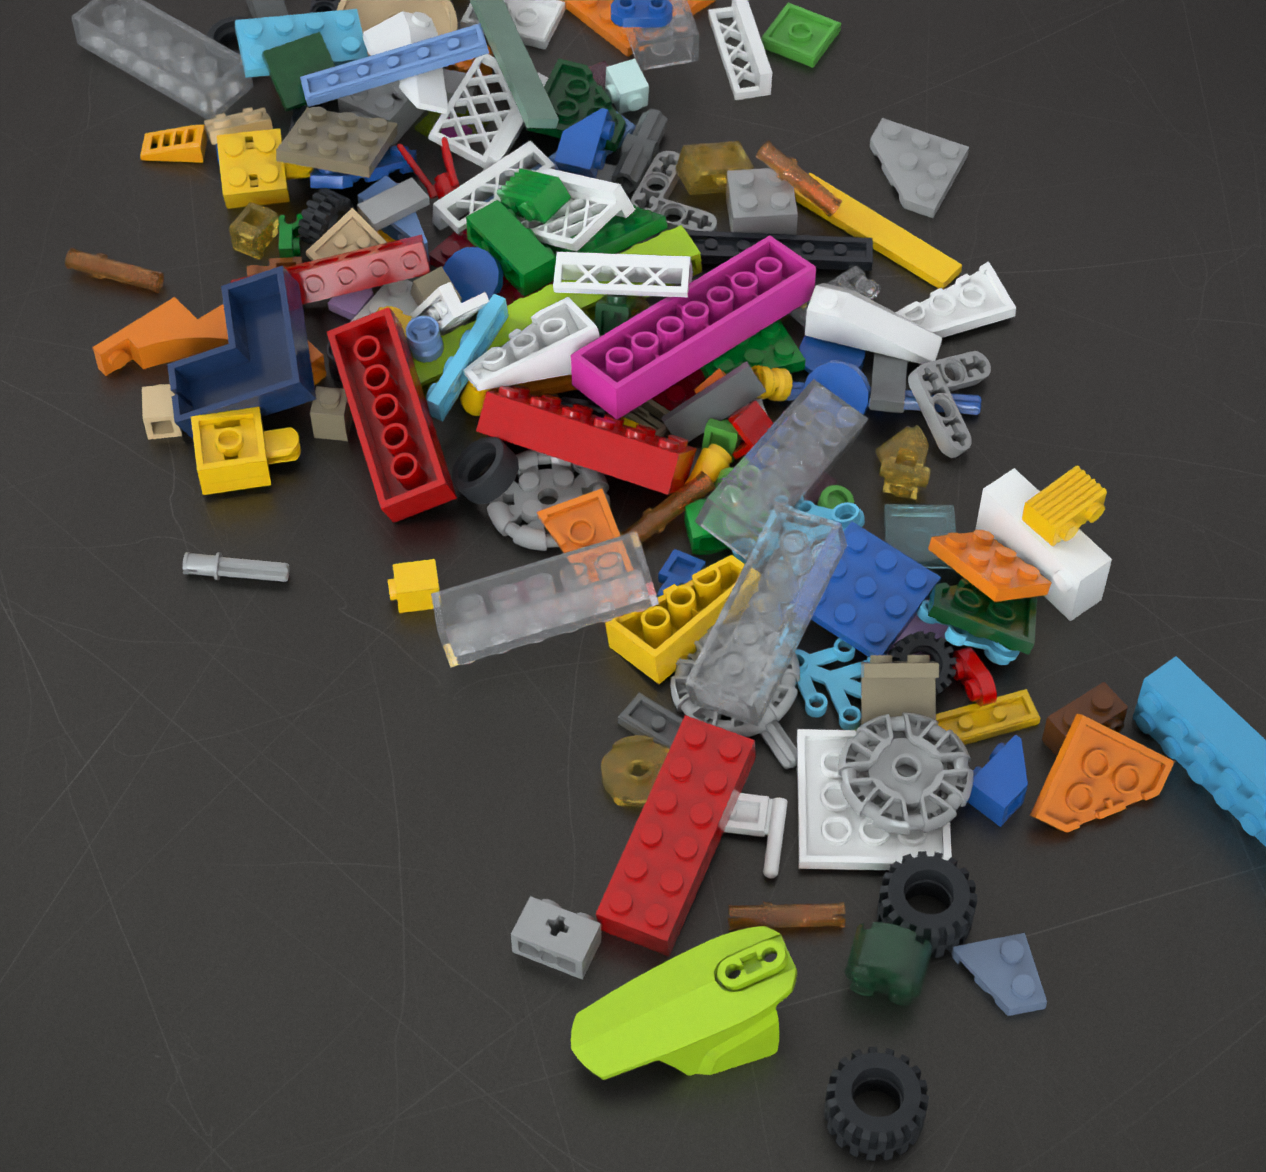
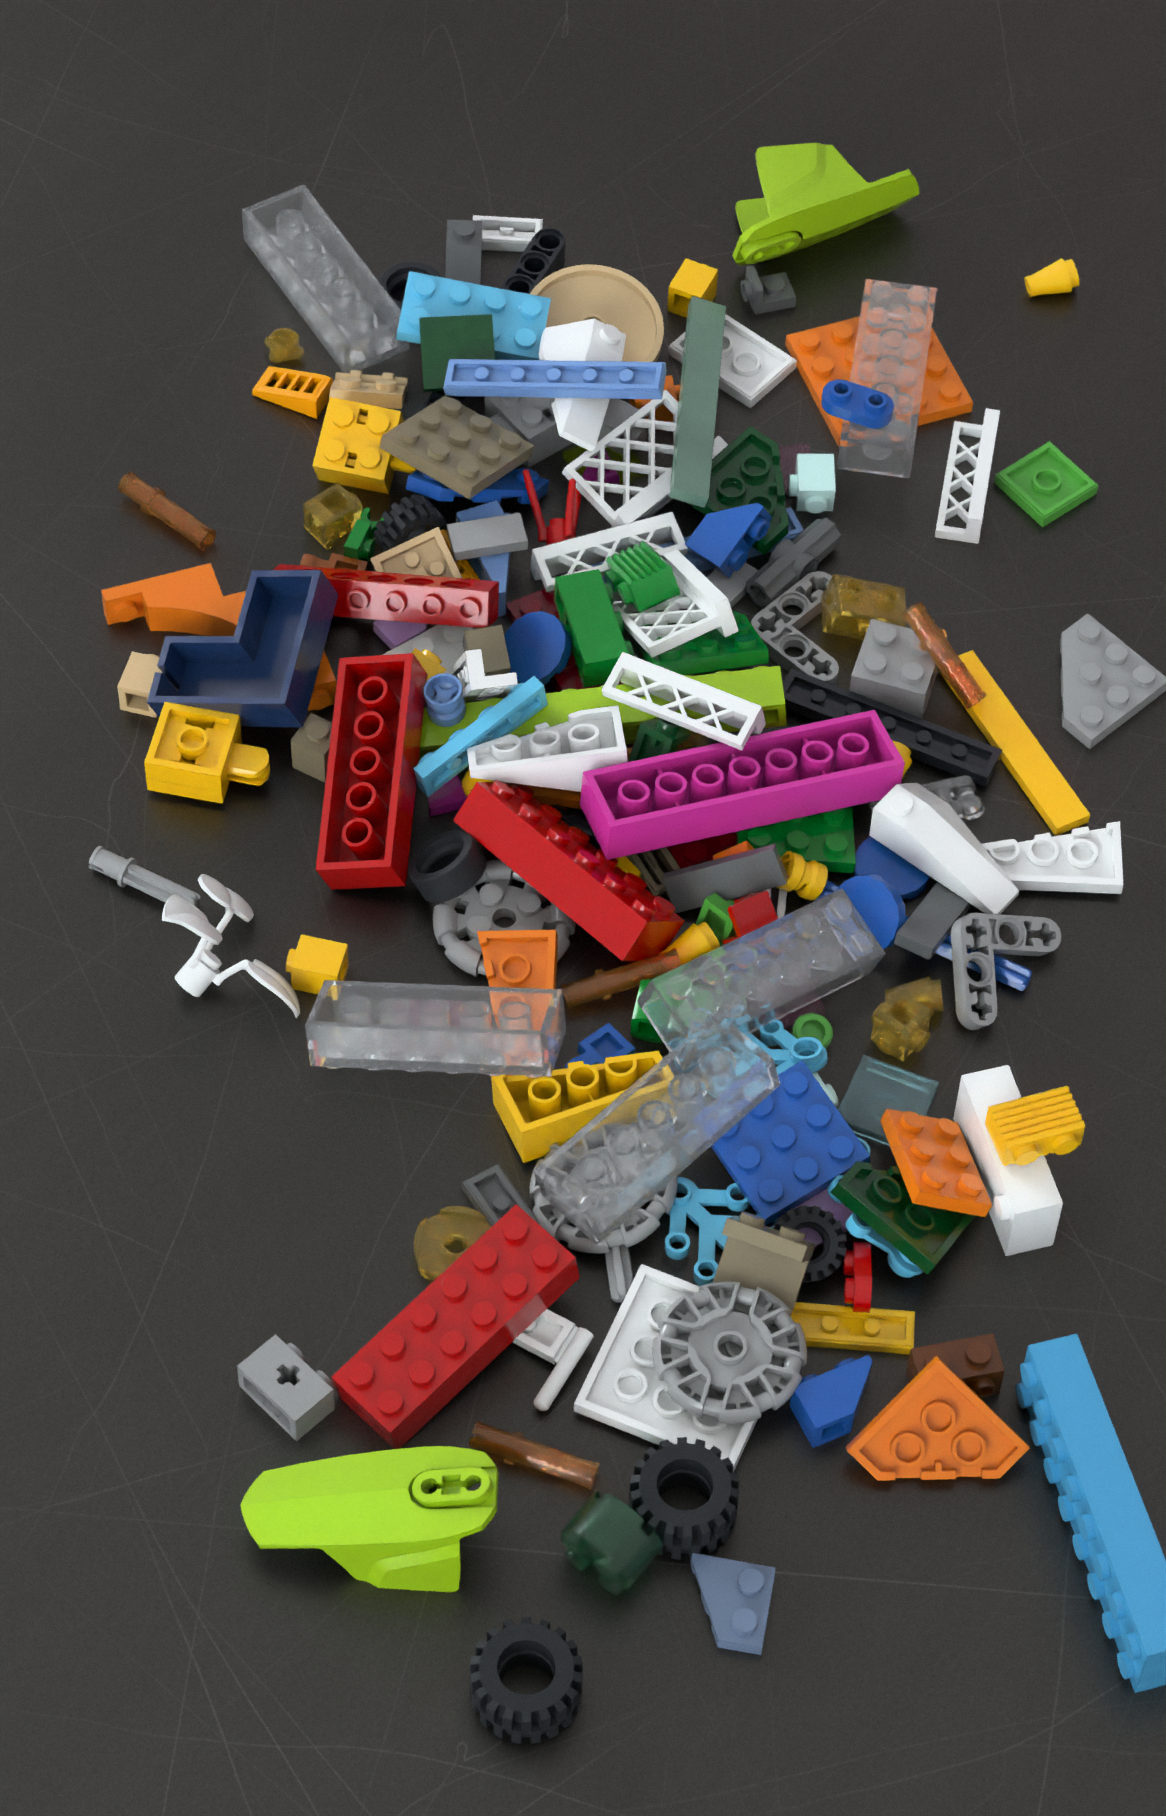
camera: 20 degrees right, 0 degrees up
(150, 113) = (283, 345): none -> clear yellow plate
(321, 618) = (203, 964): none -> white plant
(455, 420) = (447, 798): none -> magenta tile

